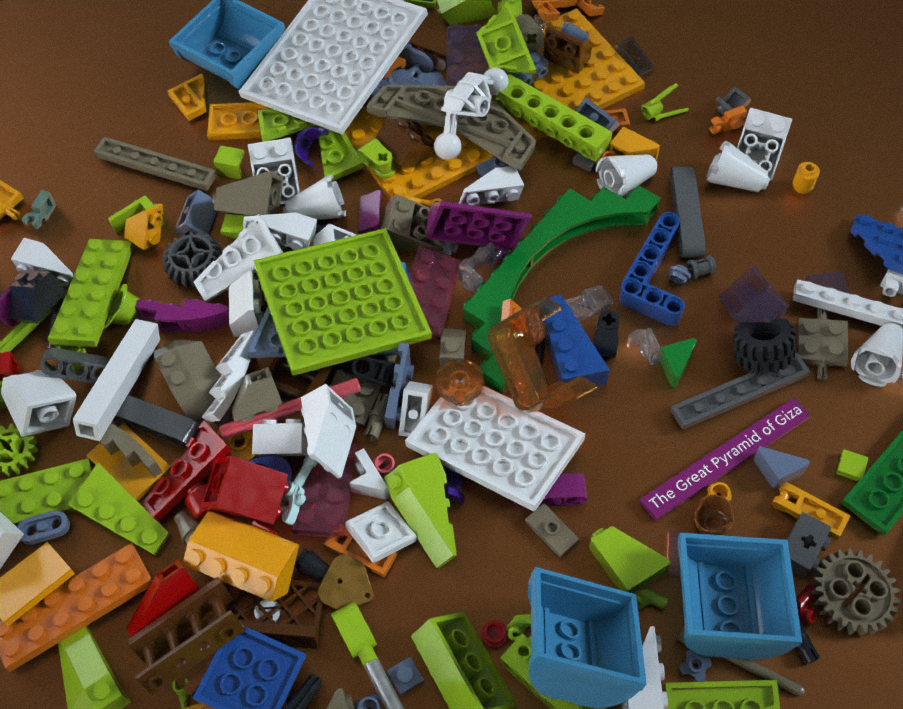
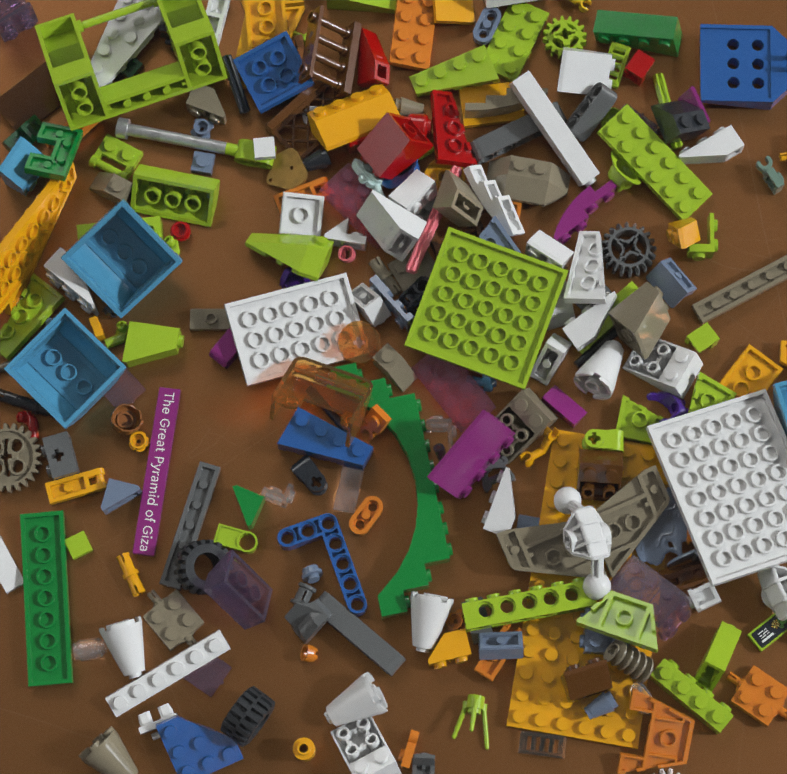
camera: 130 degrees right, 15 degrees up
(343, 615) = (264, 148): none -> white tile
(433, 39) = (703, 597): none -> white bracket
(593, 274) = (366, 516): none -> orange plate
(662, 619) = (97, 328): none -> light orange tile
(716, 239) = (308, 619): none -> dark grey slope
(716, 355) = (231, 536): none -> lime piece
(738, 228) = (308, 653): none -> orange hinge
(827, 403) = (130, 574): none -> light orange pin
(831, 220) = (247, 716): none -> black tyre

